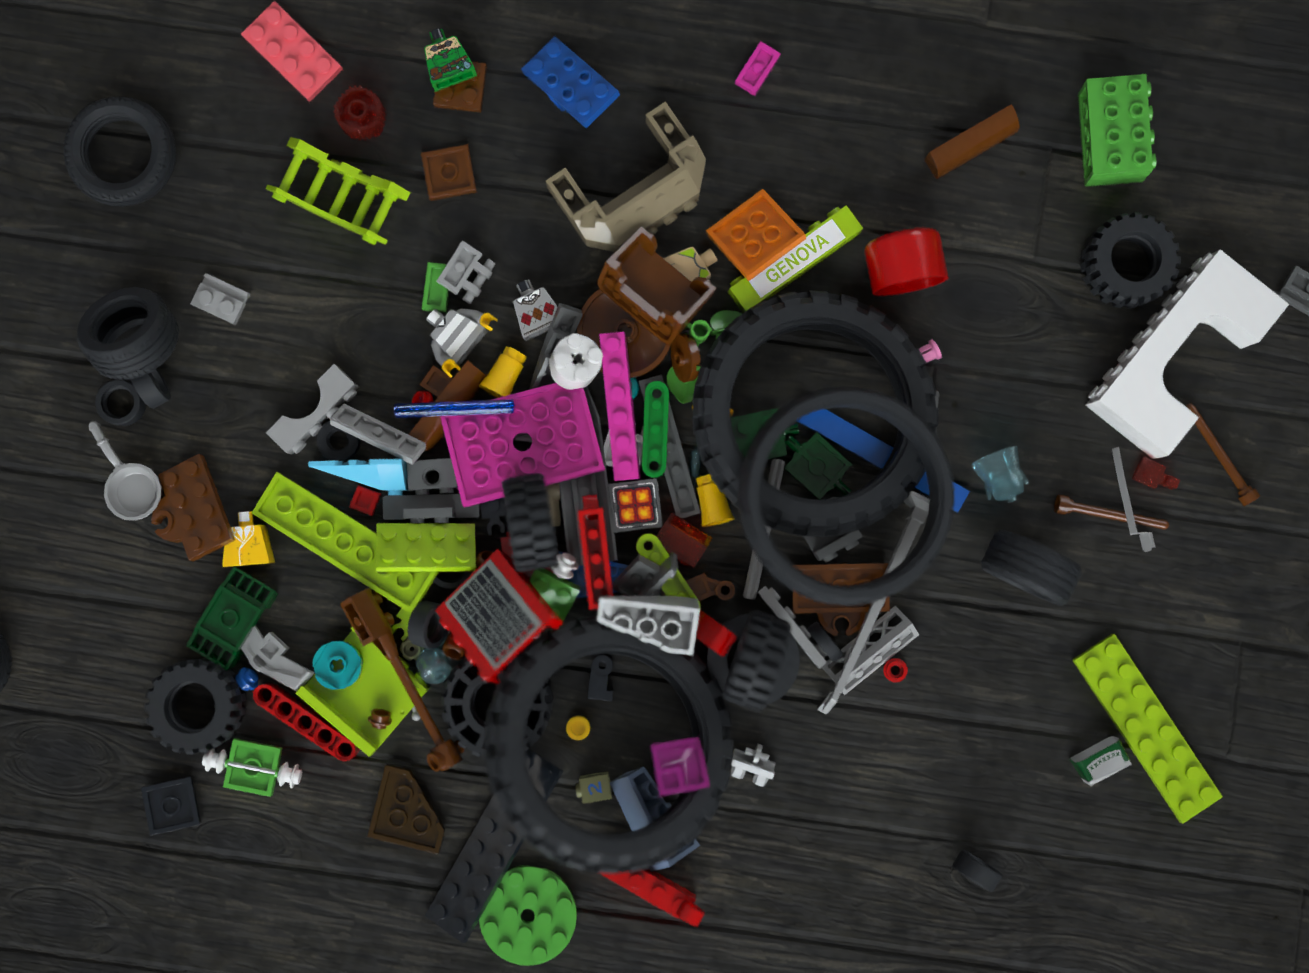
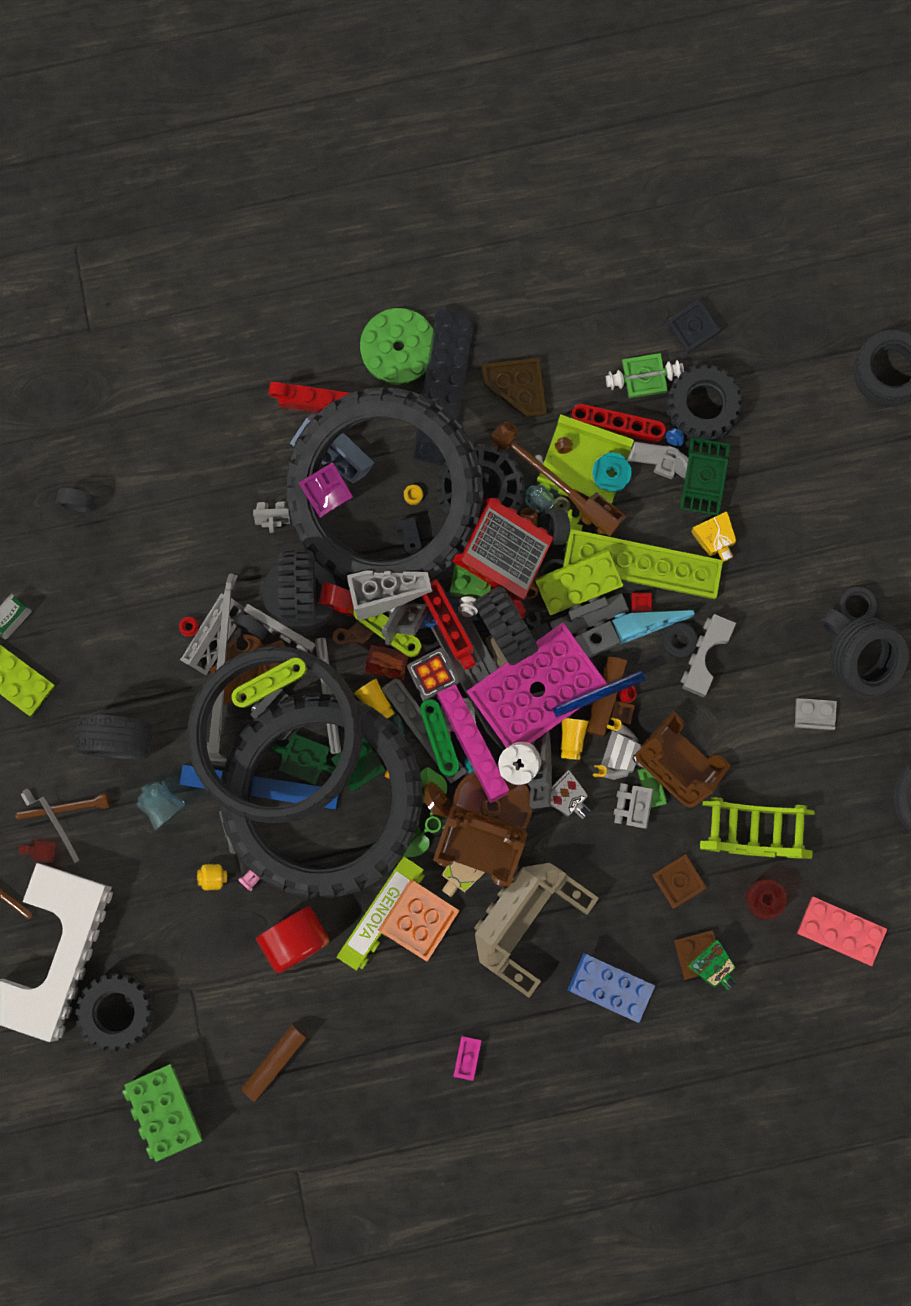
camera: 165 degrees right, 5 degrees down
(131, 488) = (820, 543): light grey piece -> none
(192, 509) = (767, 546): reddish brown plate -> none
(378, 433) = (649, 653): light grey plate -> none
(394, 296) = (680, 764): none -> reddish brown windscreen
(594, 787) = (384, 455): olive brick -> none
(833, 553) = (269, 682): none -> lime plate
(970, 371) = (211, 877): none -> yellow head

